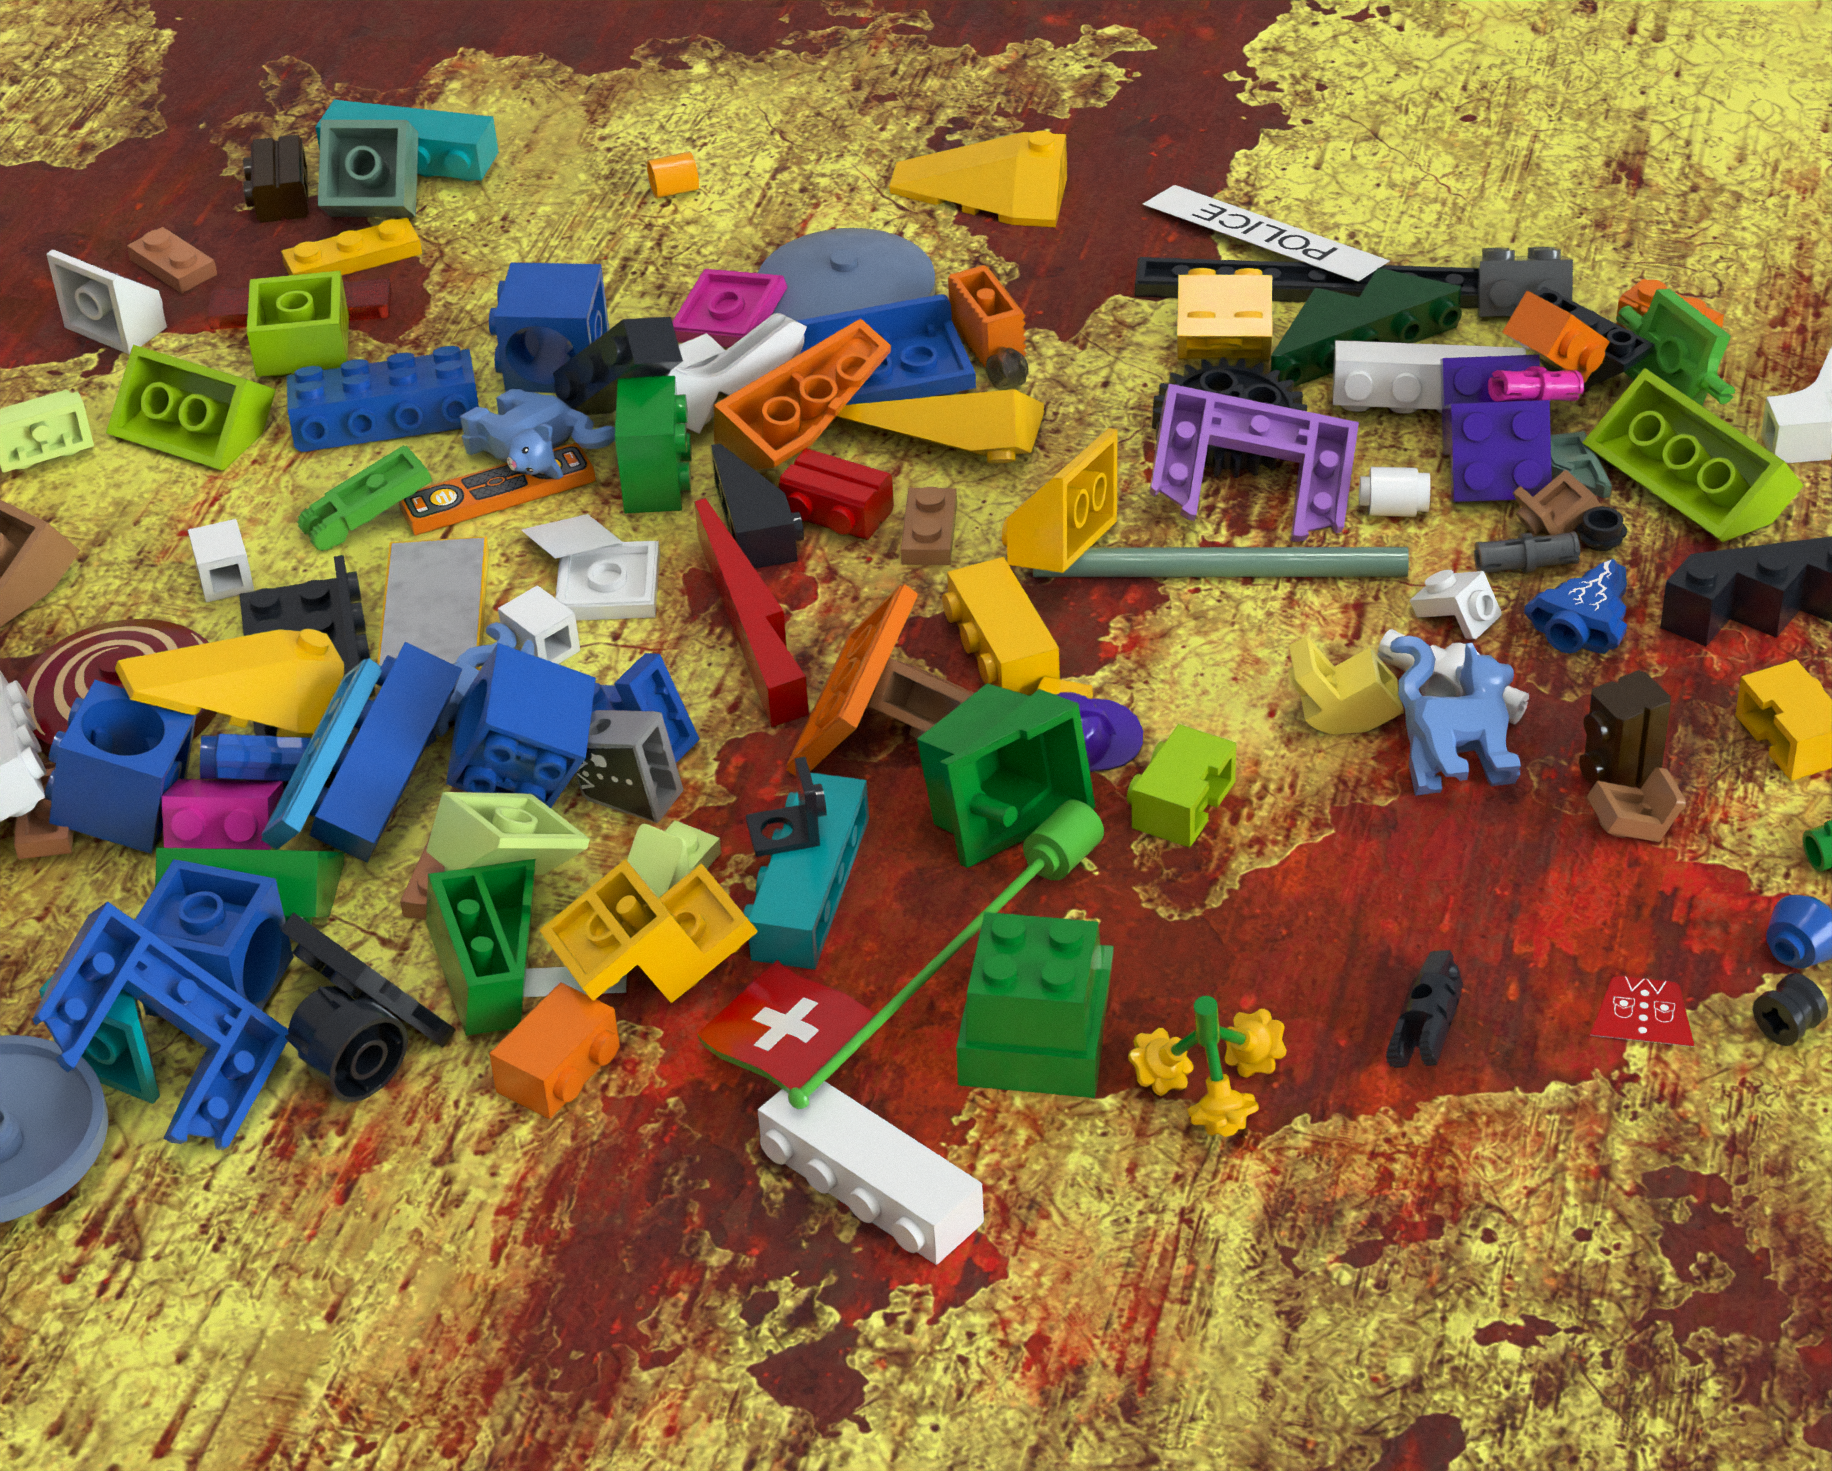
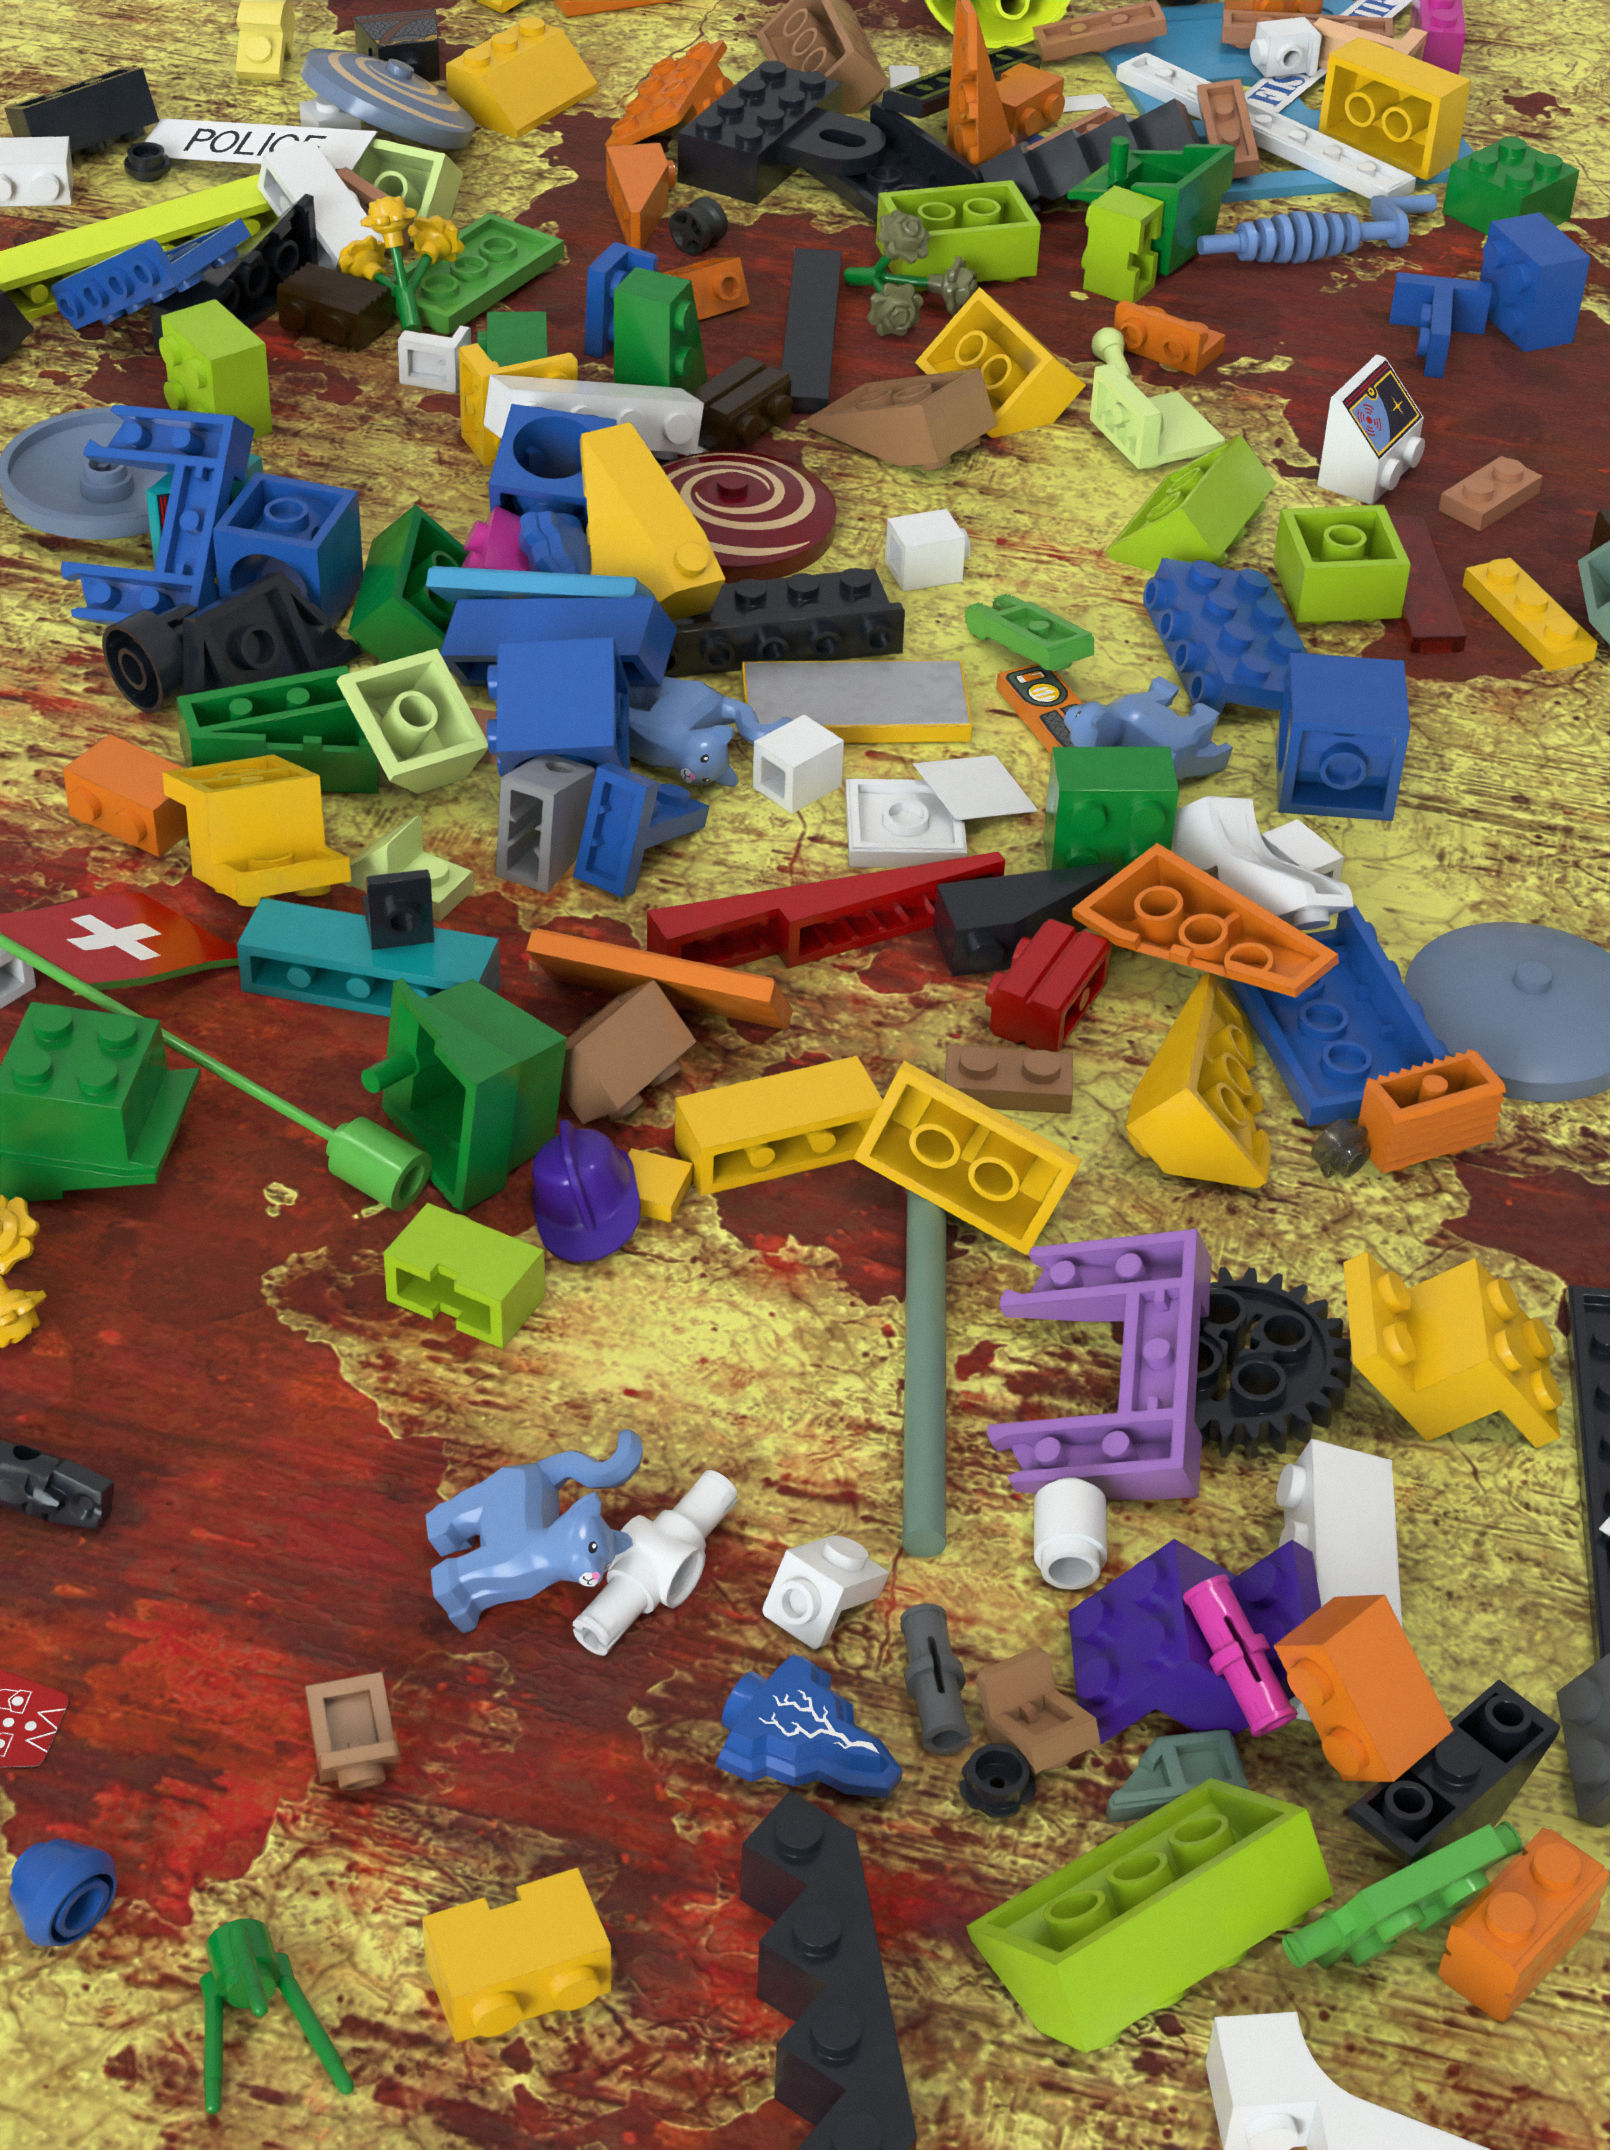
camera: 85 degrees right, 0 degrees up
(625, 351) = (1219, 755): black brick -> none
(728, 305) = (1438, 895): dark pink tile -> none
(1345, 696) = (617, 1398): light yellow brick -> none
(1389, 310) = (1468, 1509): dark green slope -> none
(1625, 731) = (463, 1708): dark brown brick -> none

